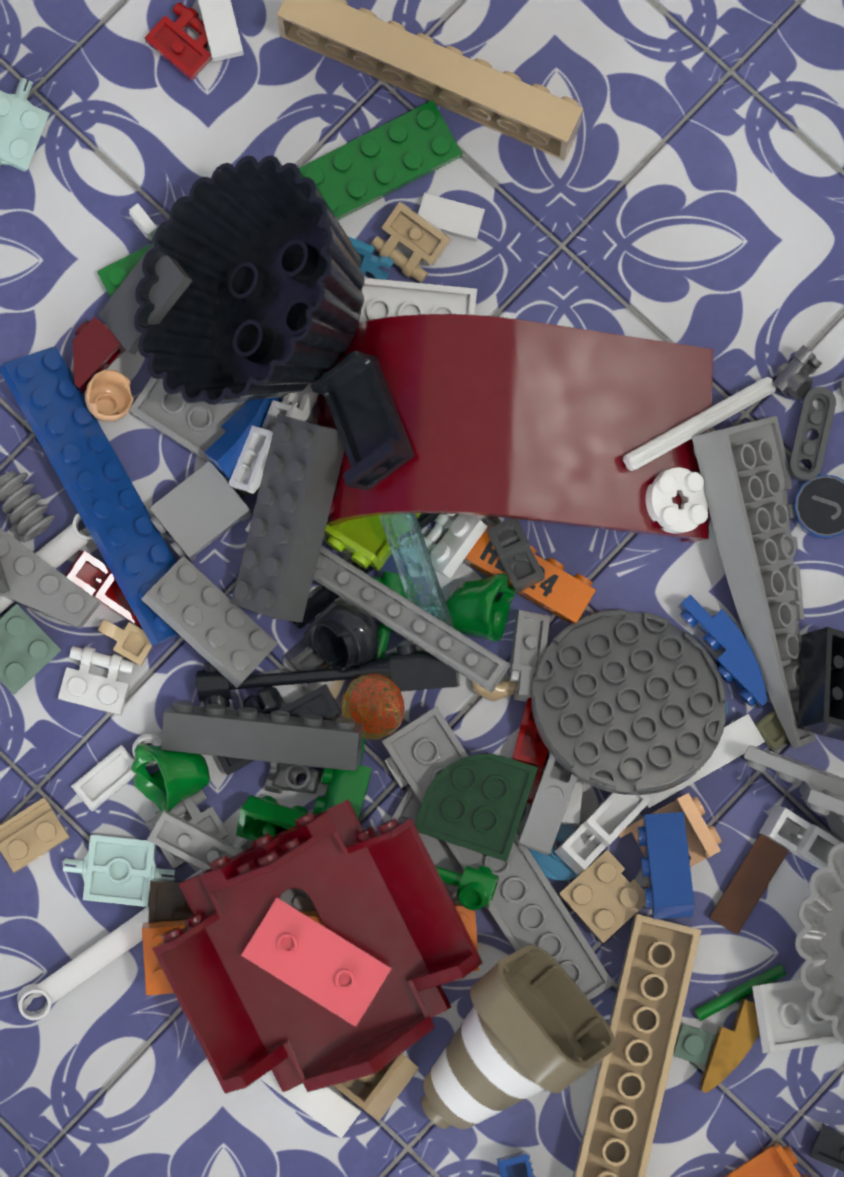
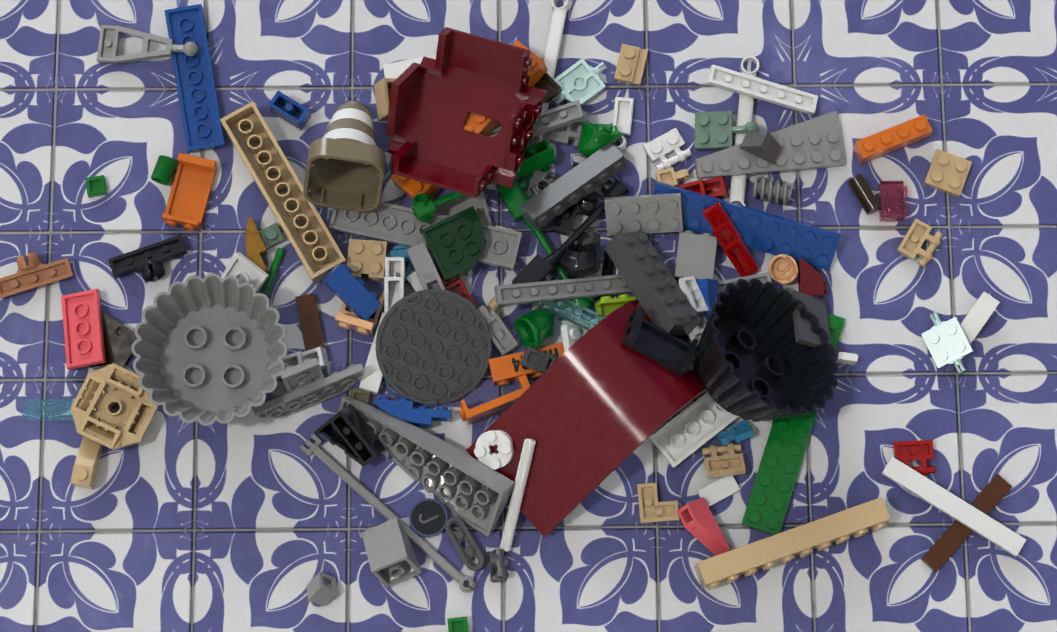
camera: 130 degrees right, 5 degrees down
(136, 489) = (730, 240): none -> red slope
(316, 962) = (459, 112): coral plate -> none
(375, 703) = (539, 242): clear yellow tile -> none
(510, 193) = (703, 526): none -> coral slope
(551, 267) = (650, 509): none -> tan plate
(618, 556) = (494, 406): none -> orange panel

